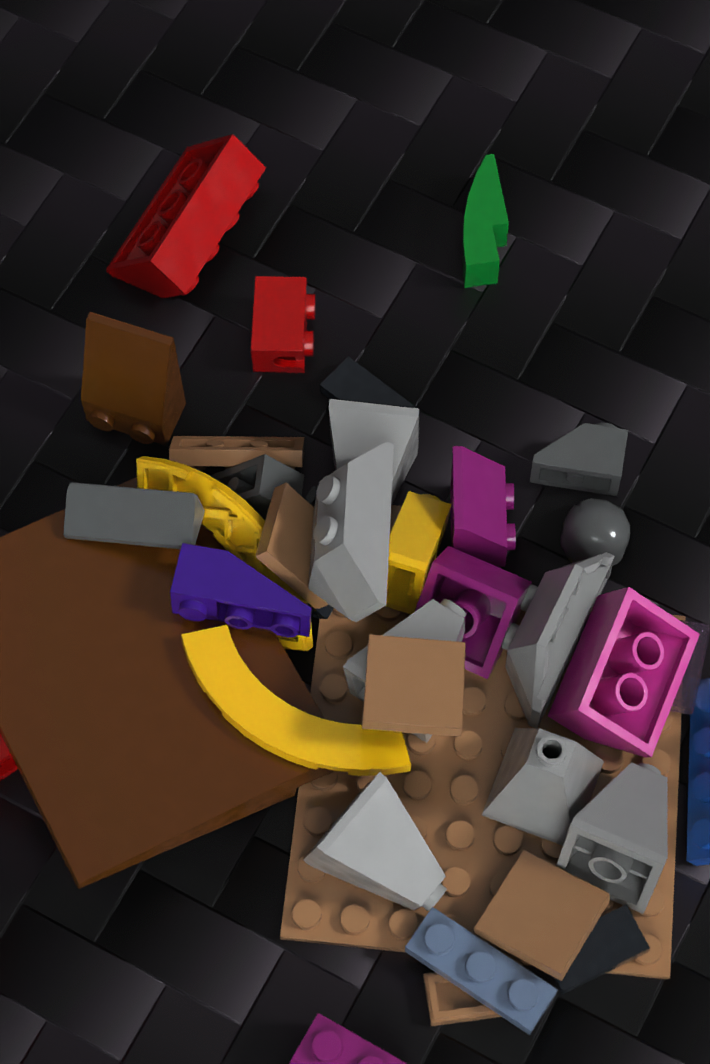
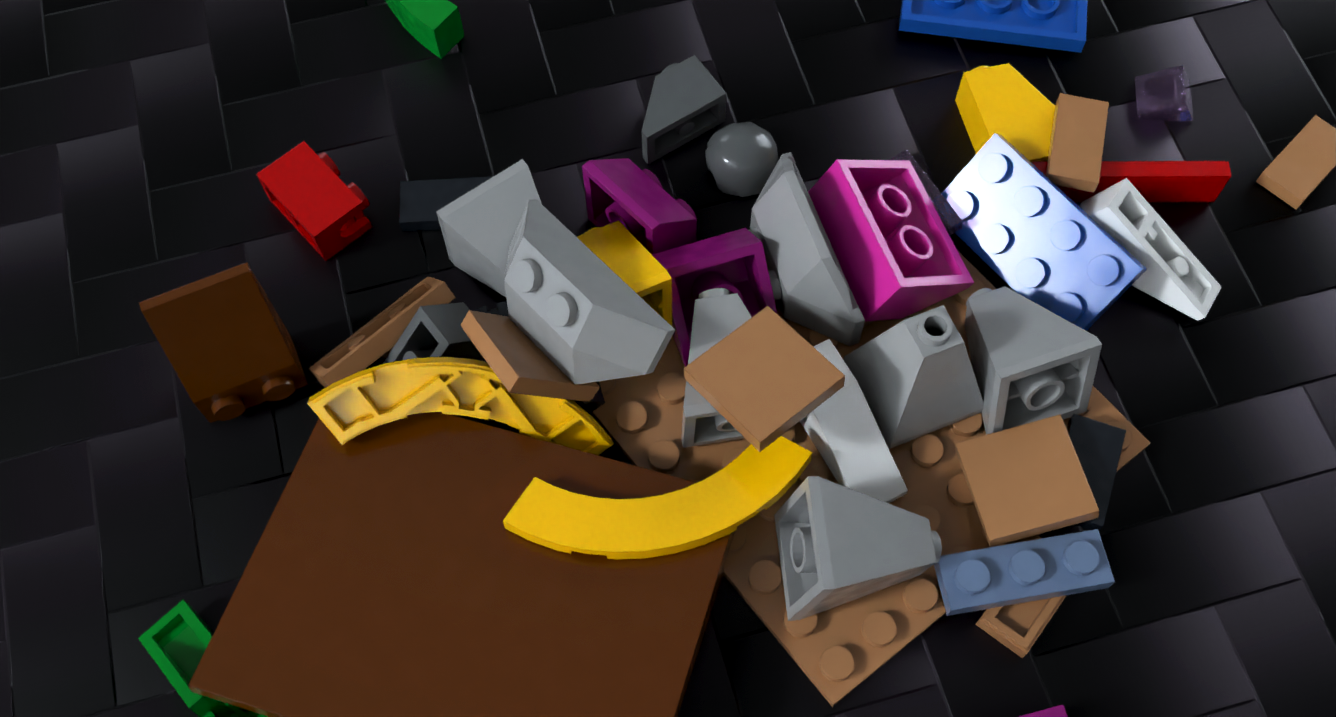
camera: 45 degrees left, 0 degrees up
(132, 515) = (352, 457): dark grey slope -> none
(188, 217) = (139, 179): red slope -> none
(228, 590) = (507, 444): dark purple slope -> none
(458, 776) = (851, 439): none -> white slope

